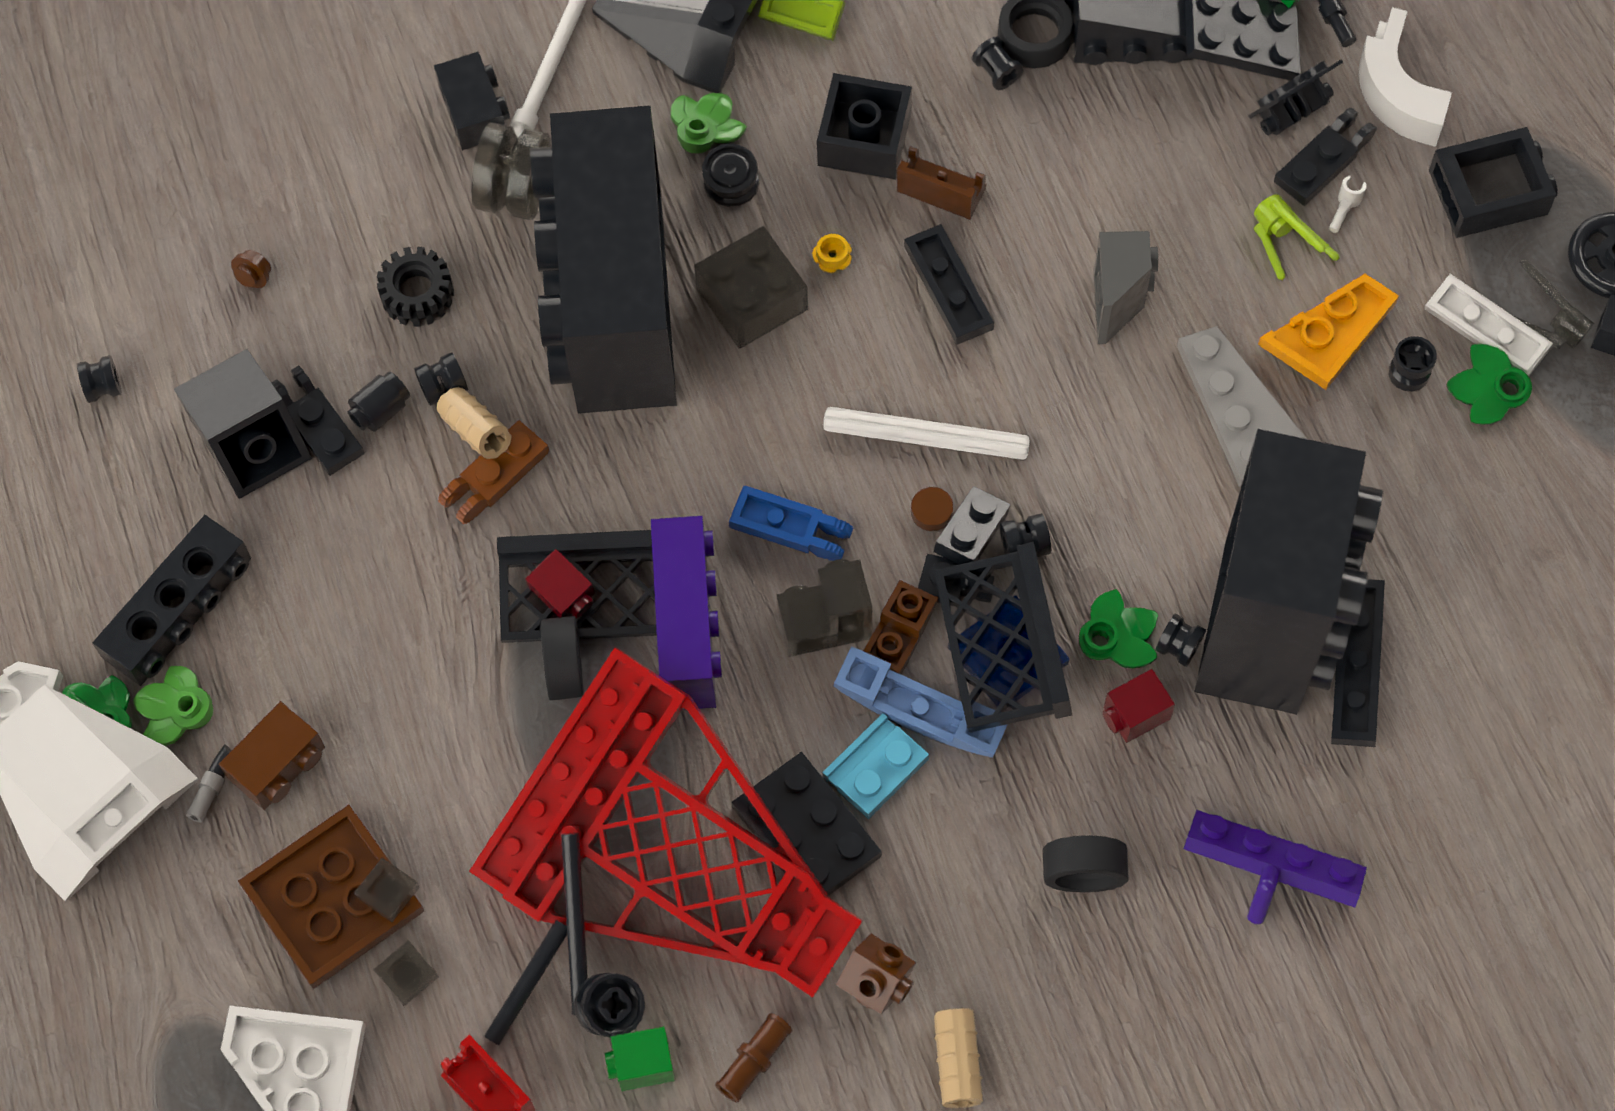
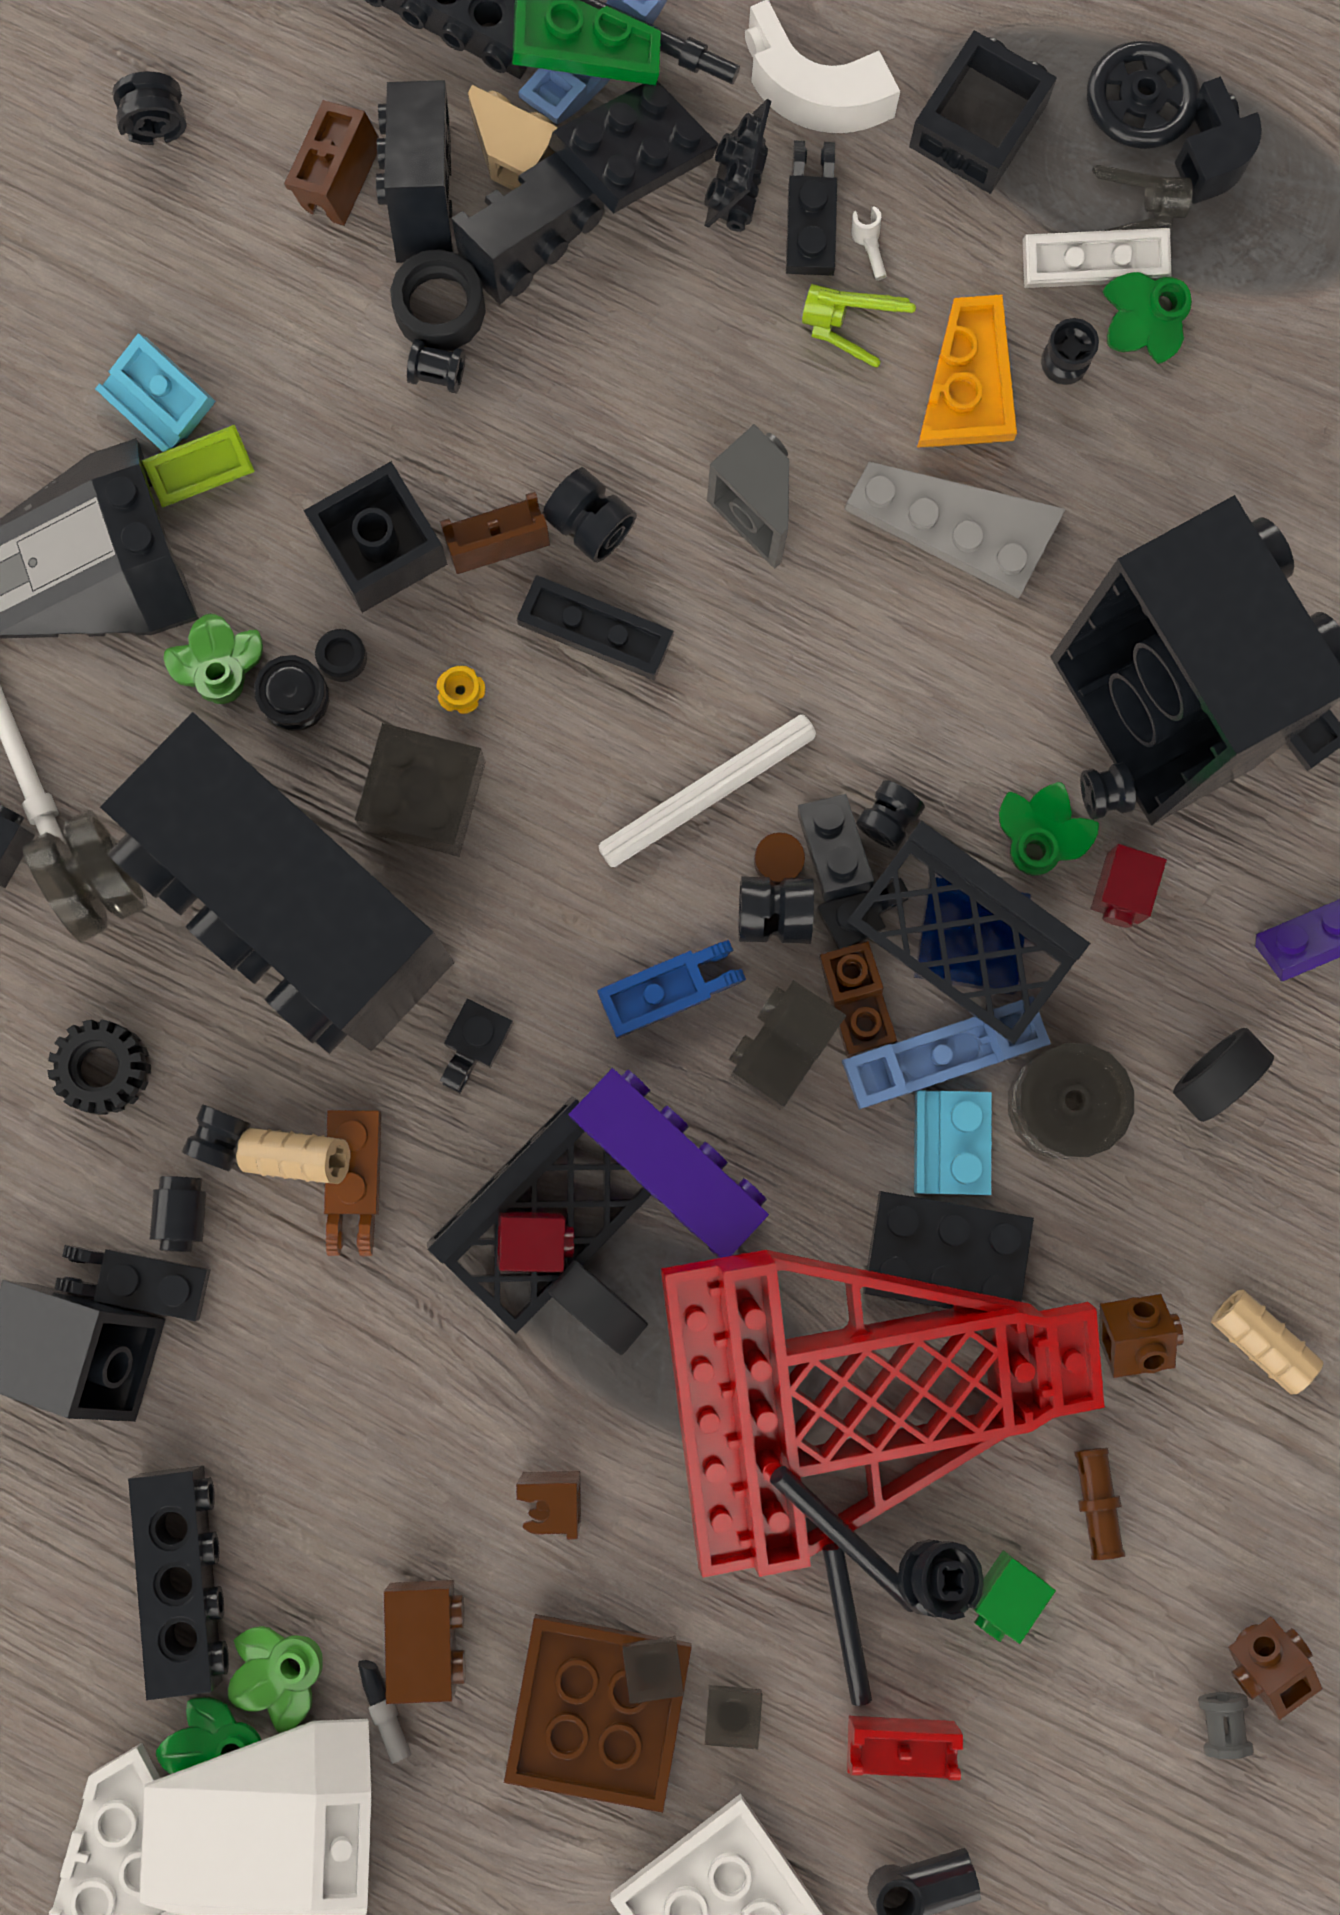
camera: 50 degrees left, 15 degrees up
(430, 745) = (557, 1502): none -> reddish brown hinge
(644, 454) = (475, 1038): none -> black plate
(781, 179) = (341, 655): none -> black tile
(893, 526) = (776, 910): none -> black wheel
(964, 771) = (1077, 1072): none -> clear smoke wheel
(1007, 216) = (583, 510): none -> black wheel

